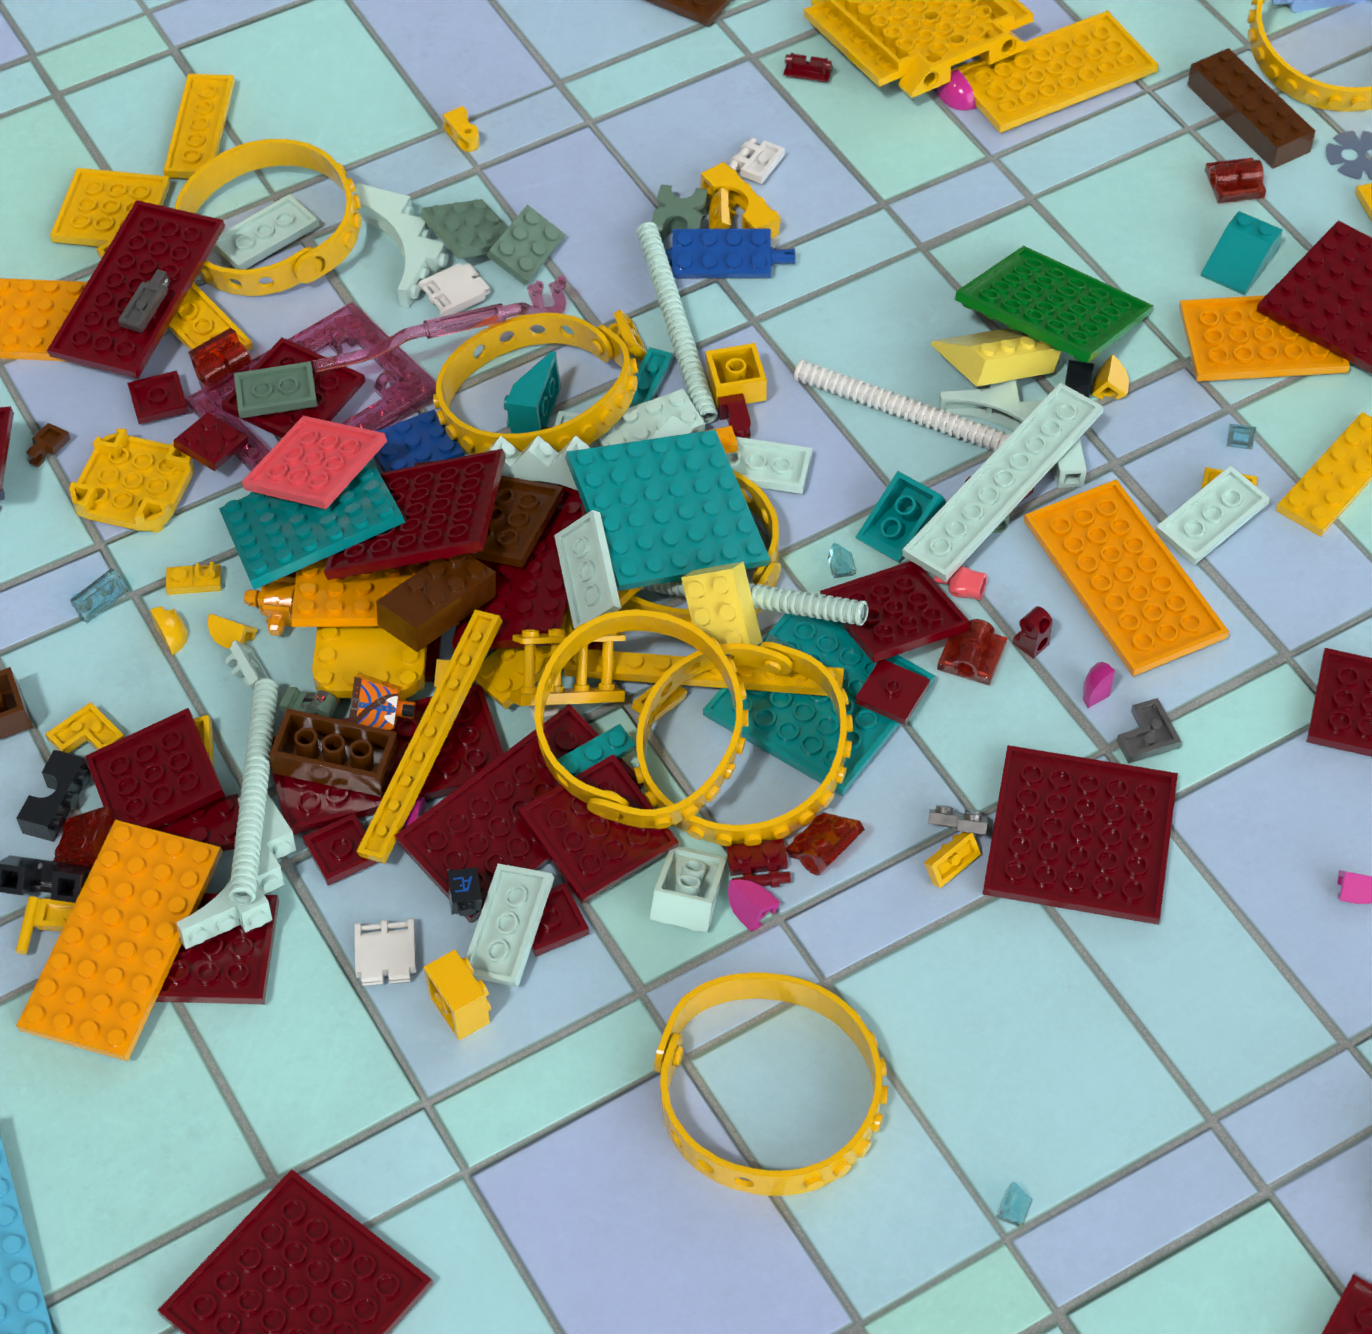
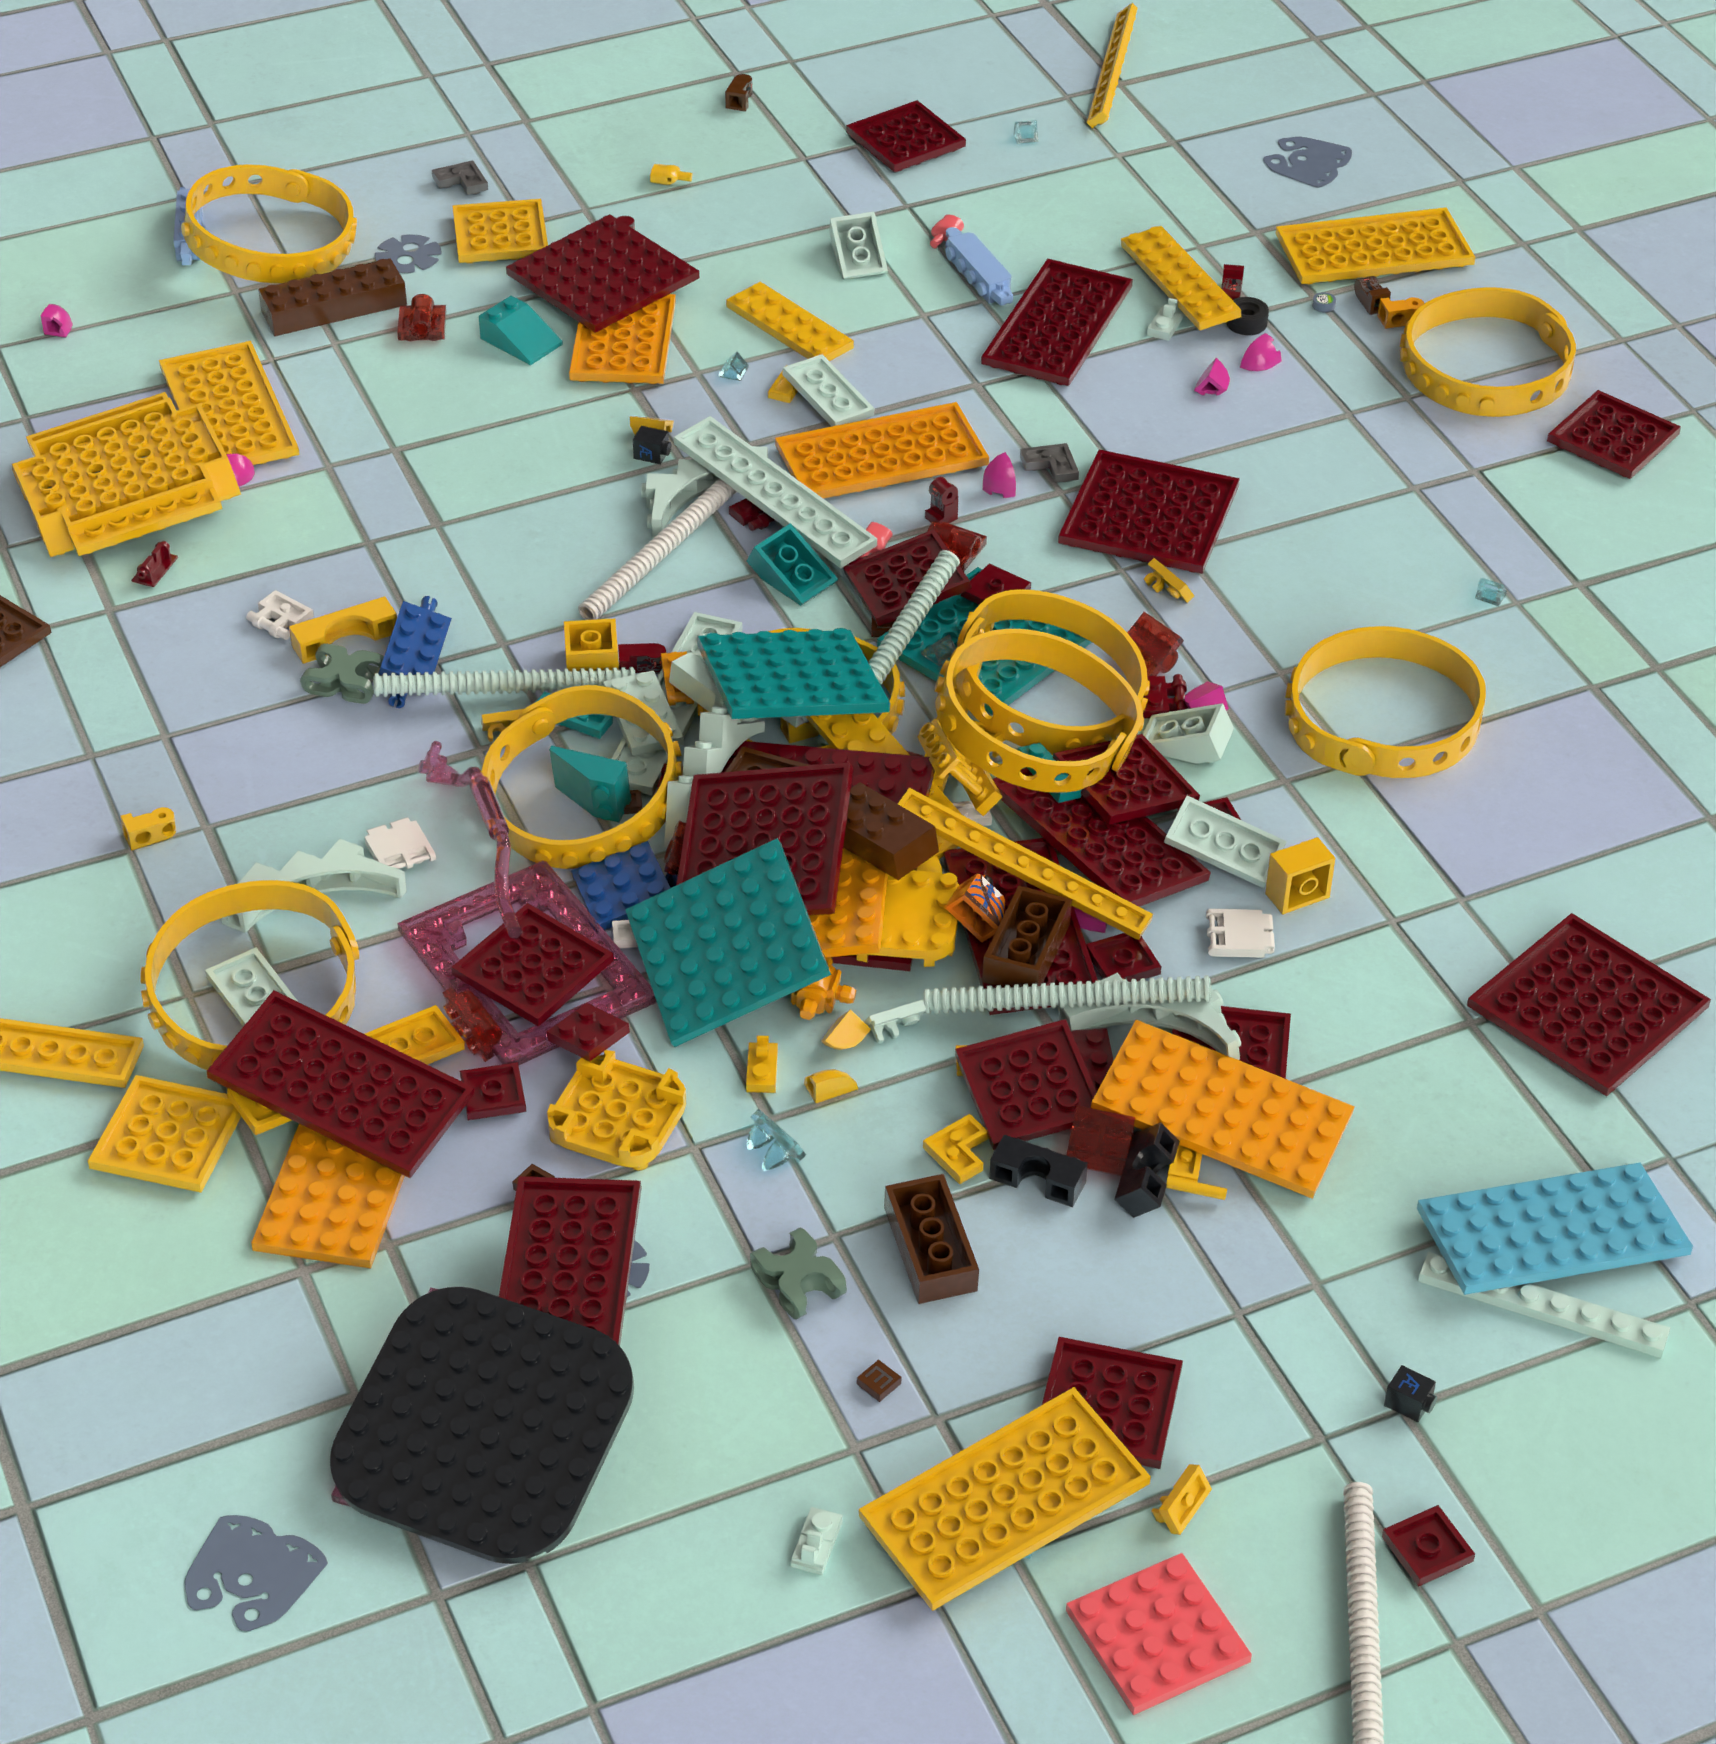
camera: 85 degrees left, 10 degrees down
(145, 302) = (383, 1062): flat silver hinge -> none
(275, 389) = (539, 965): sand green plate -> none
(314, 462) = (665, 925): coral plate -> none
(317, 702) = (956, 967): sand green leg -> none
(464, 891) = (1193, 861): black brick -> none
(465, 227) = (317, 823): sand green plate -> none
(526, 245) = (355, 784): sand green plate -> none
(587, 569) = (867, 724): light aqua plate -> none
(721, 210) = (355, 640): yellow plate -> none
(722, 603) = (910, 654): light yellow brick -> none
(841, 562) = (831, 614): clear light blue slope -> none
(969, 821) = (1135, 565): flat silver plate -> none
(998, 356) = (616, 474): light yellow slope -> none
(1054, 303) = (566, 433): green plate -> none

